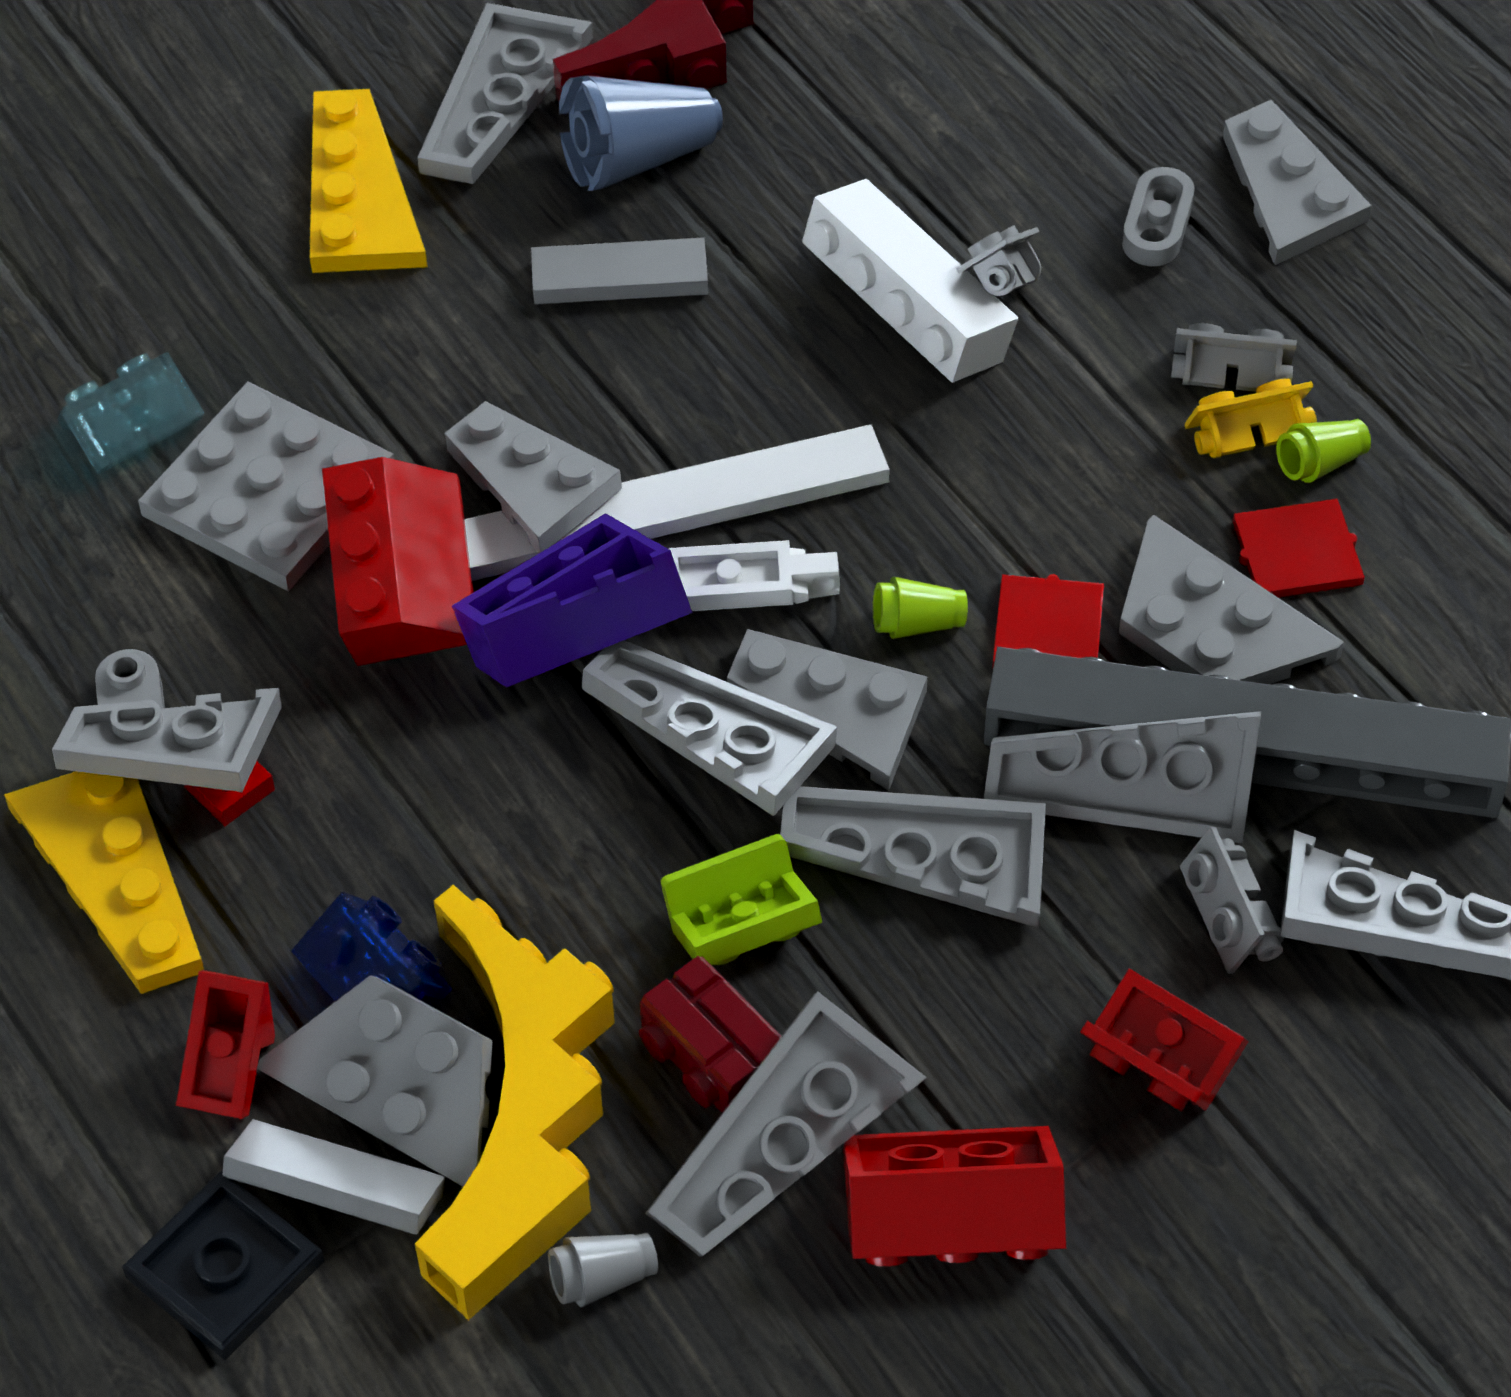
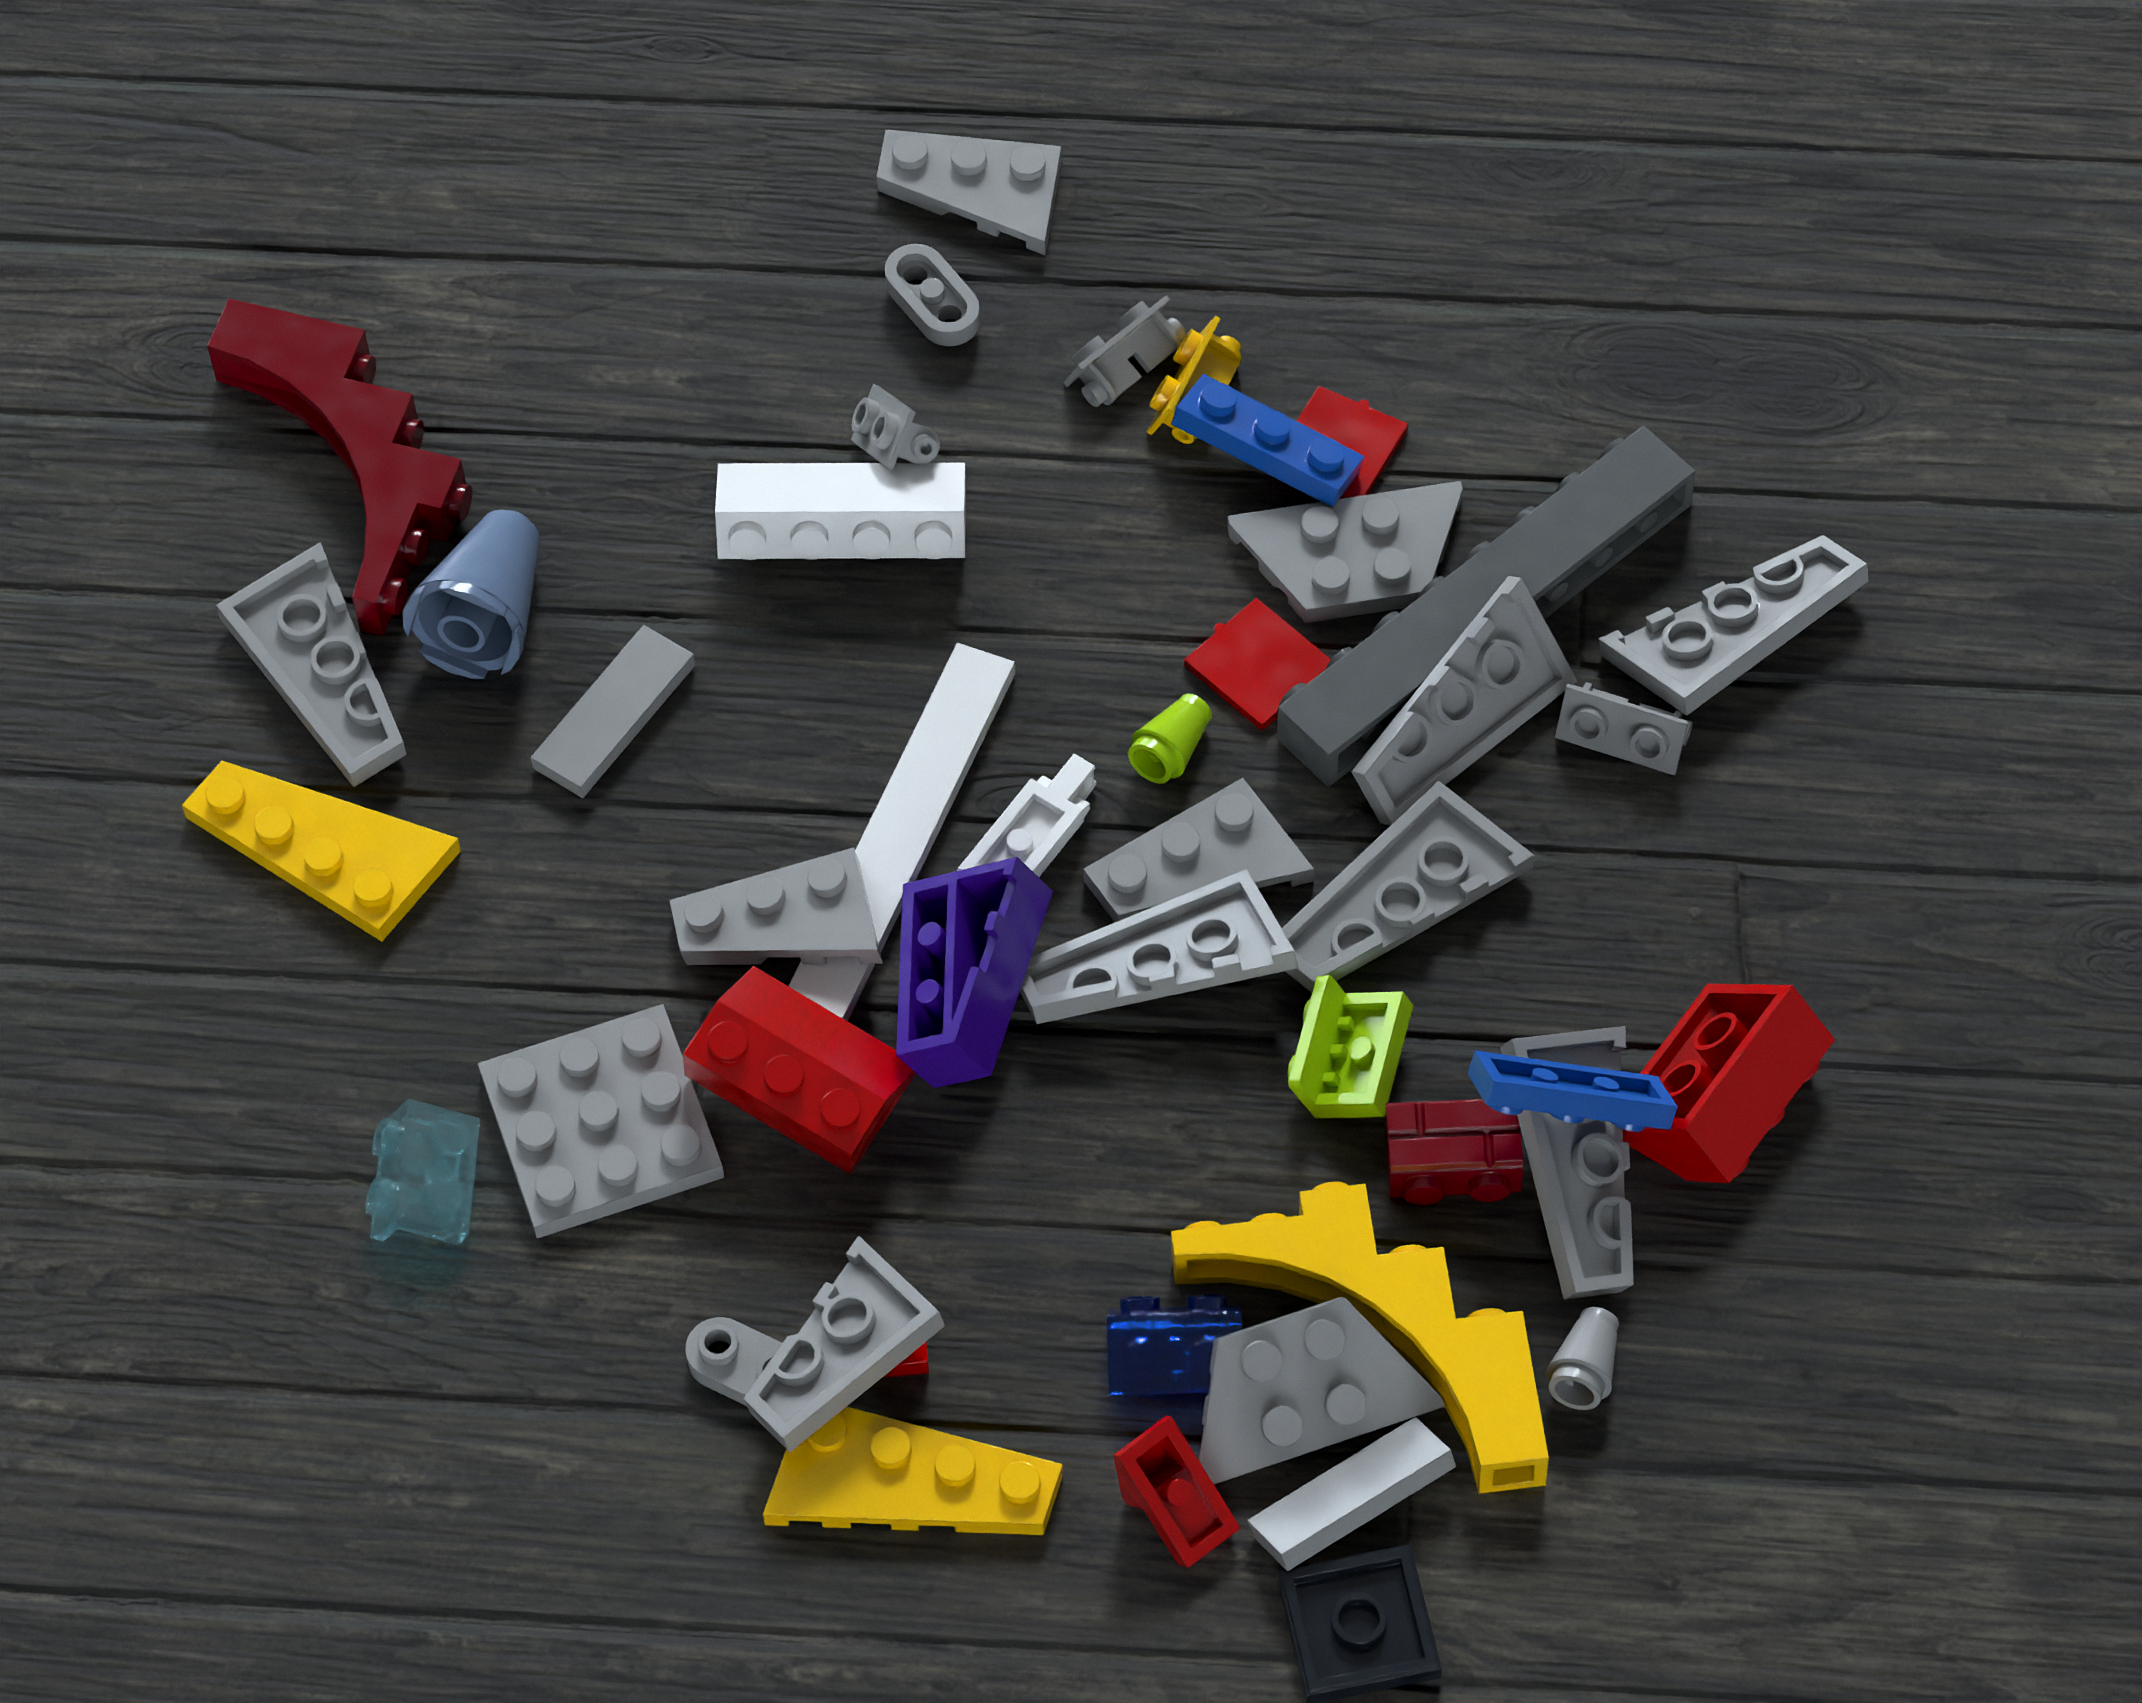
camera: 50 degrees left, 5 degrees up
(805, 1066) = (1571, 1091): none -> blue plate
(1165, 1040) = (1709, 854): red bracket -> none
(1241, 491) = (1267, 440): none -> blue plate
(1320, 447) = (1267, 360): lime cone -> none

